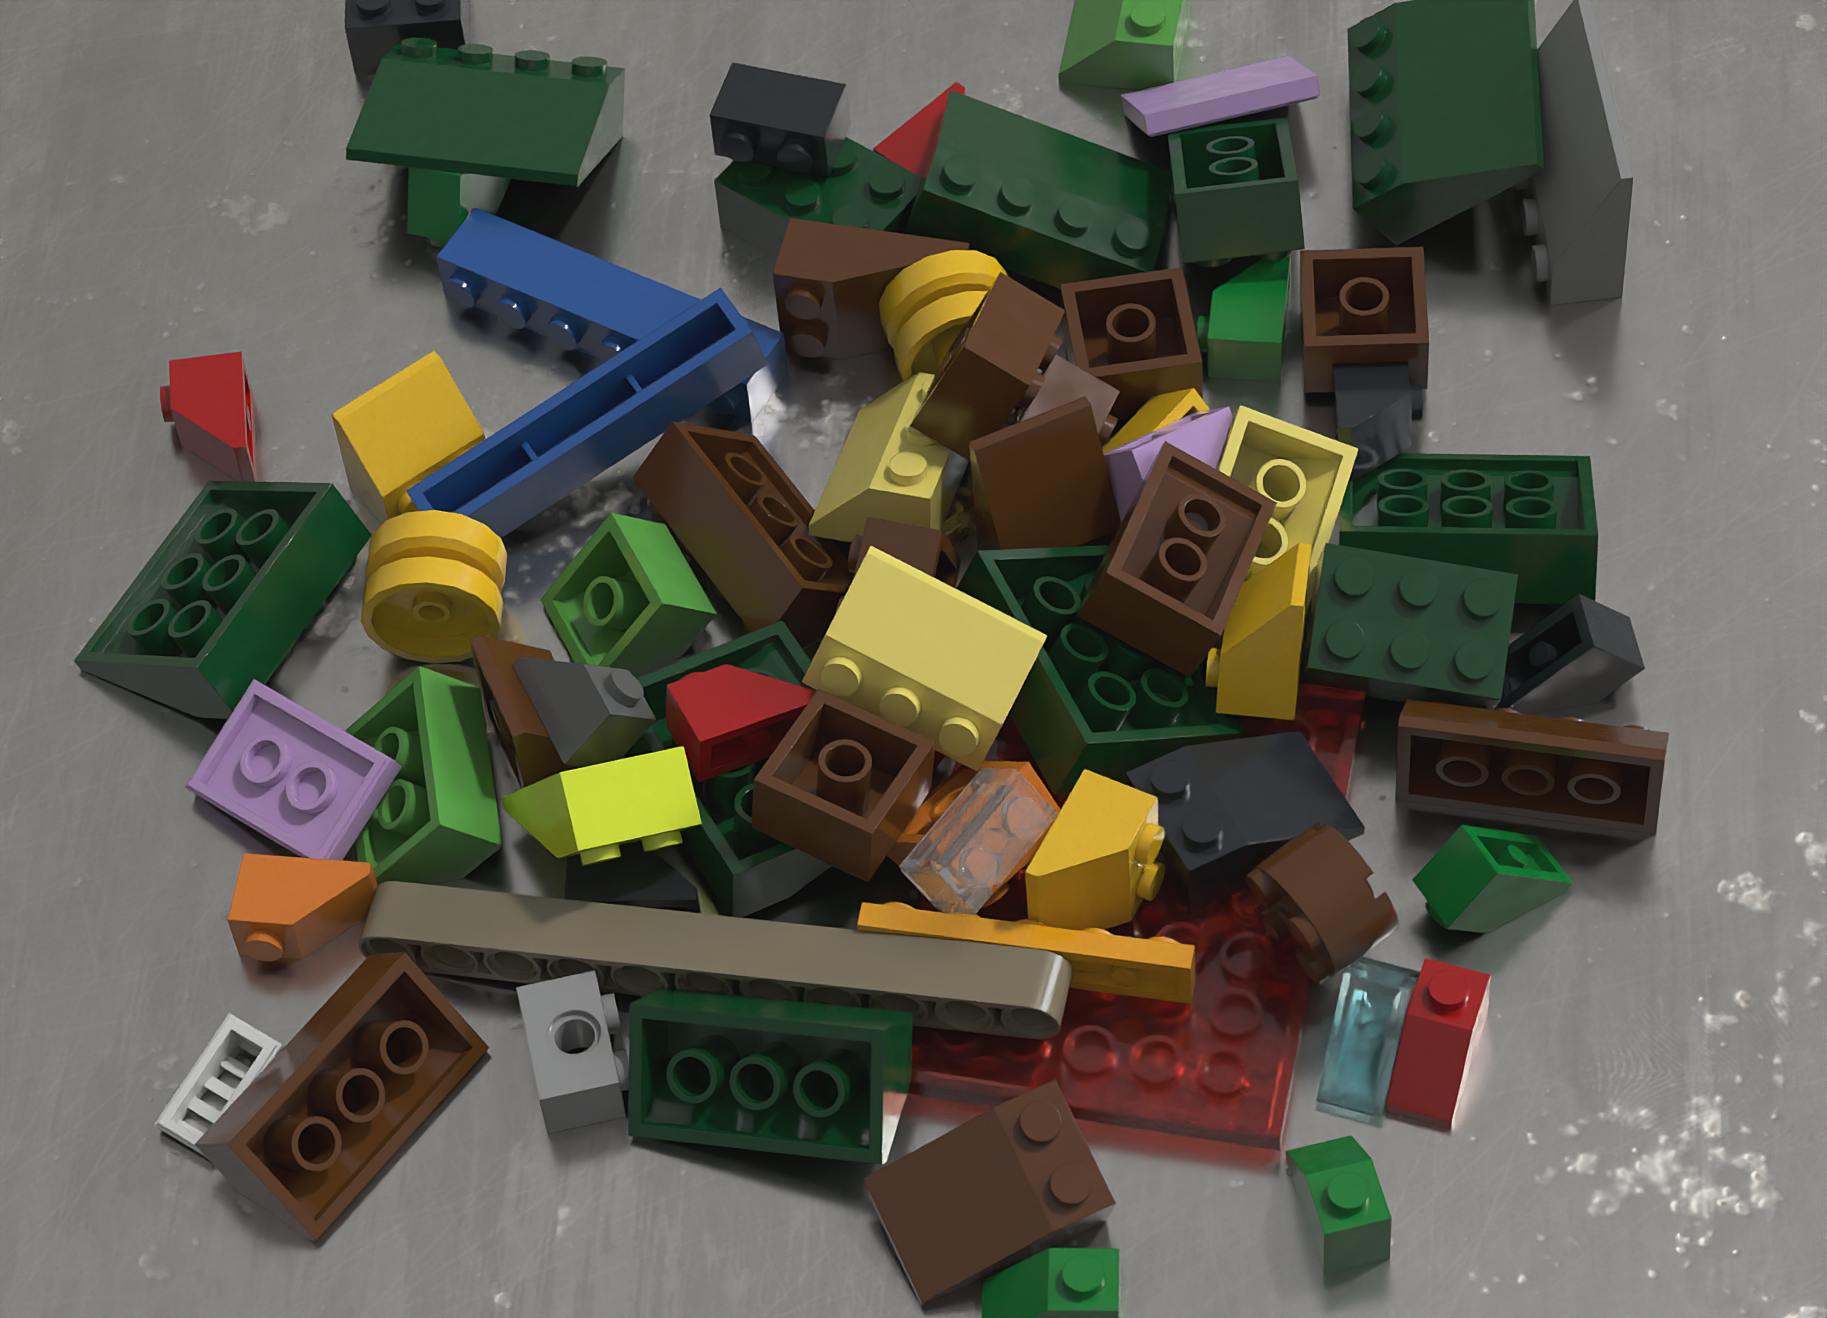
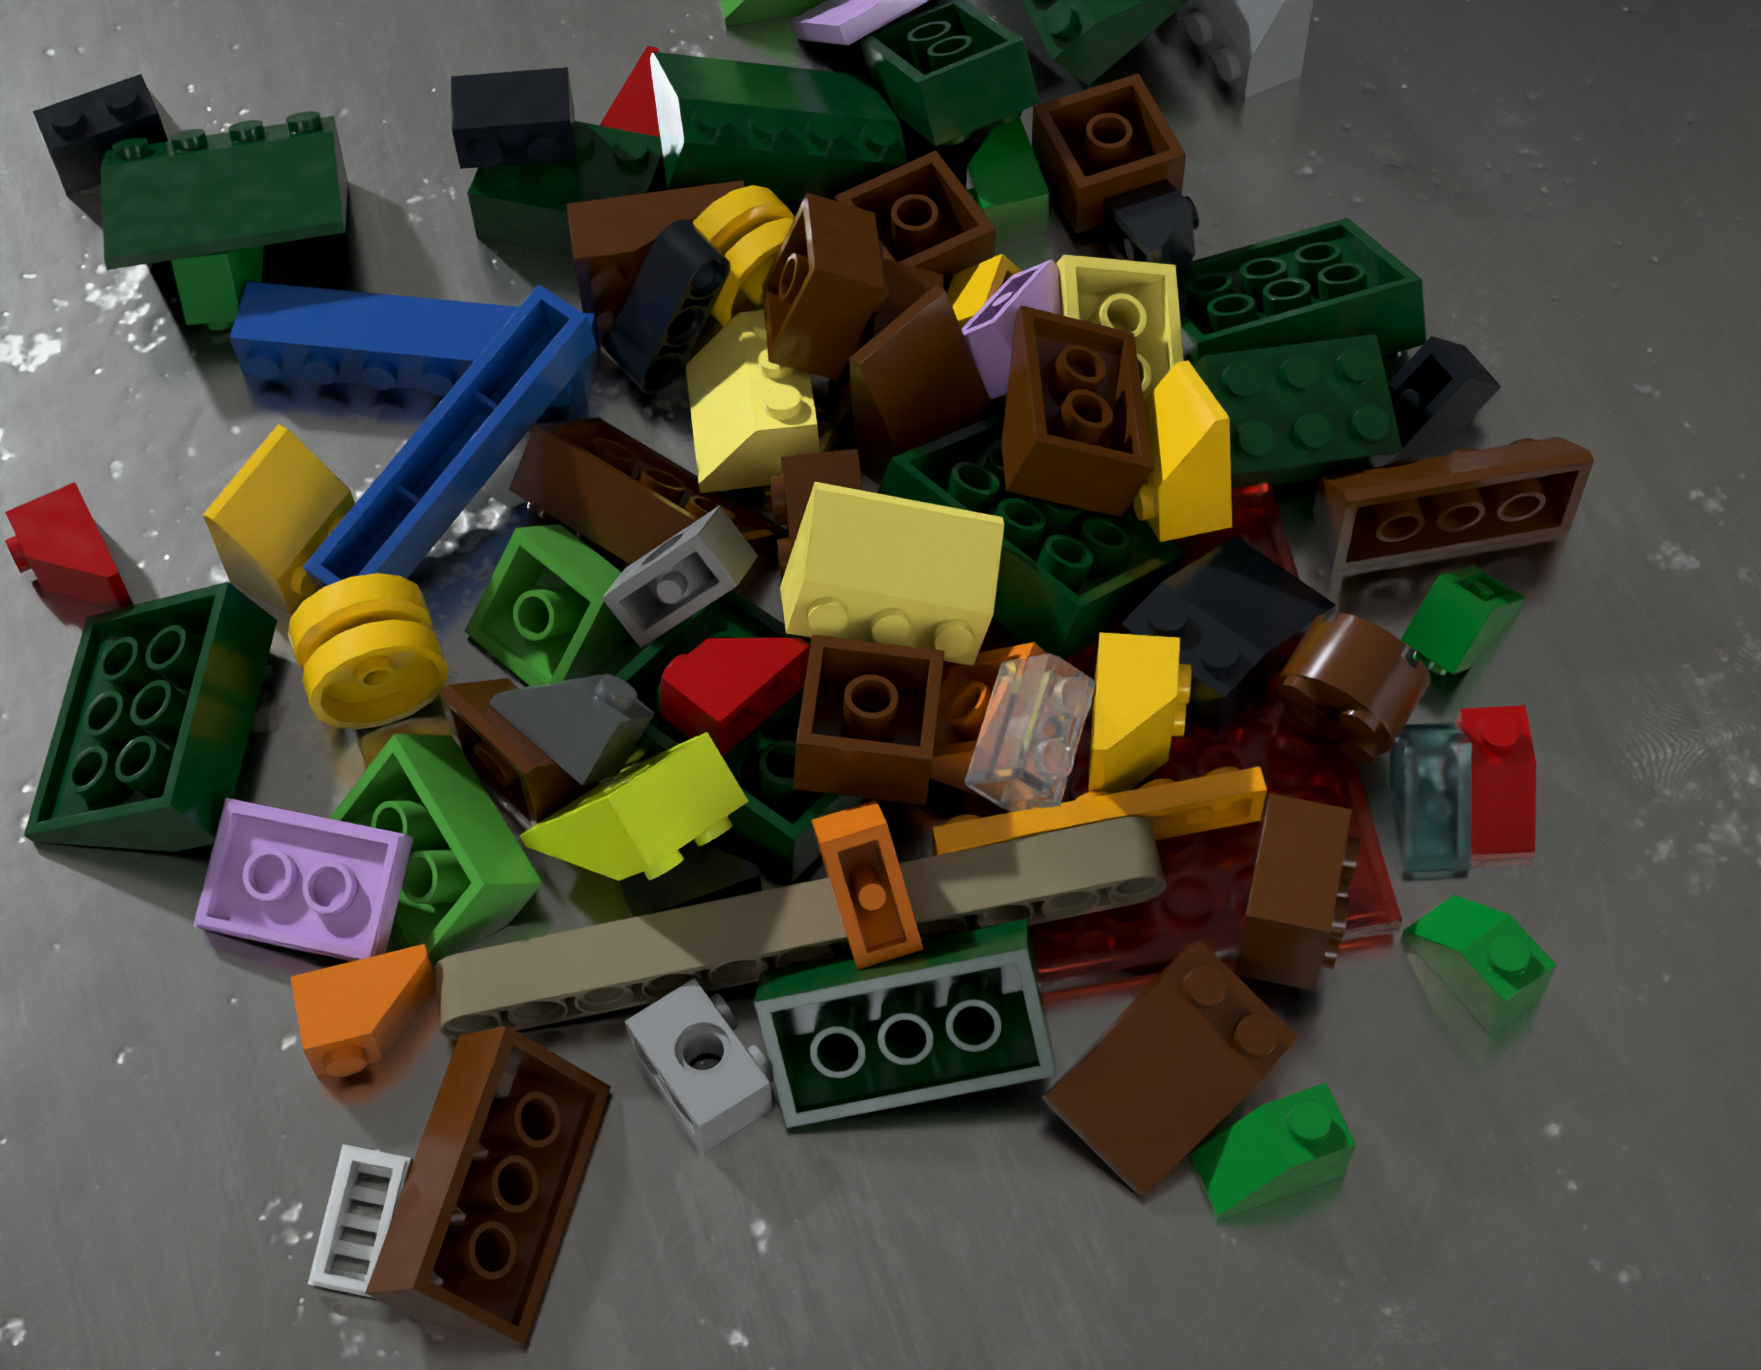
camera: 25 degrees left, 5 degrees up
(737, 603) = (680, 577): none -> light grey brick
(773, 930) = (867, 884): none -> orange slope
(851, 346) = (668, 306): none -> black beam
(1166, 1068) = (1298, 893): none -> reddish brown brick

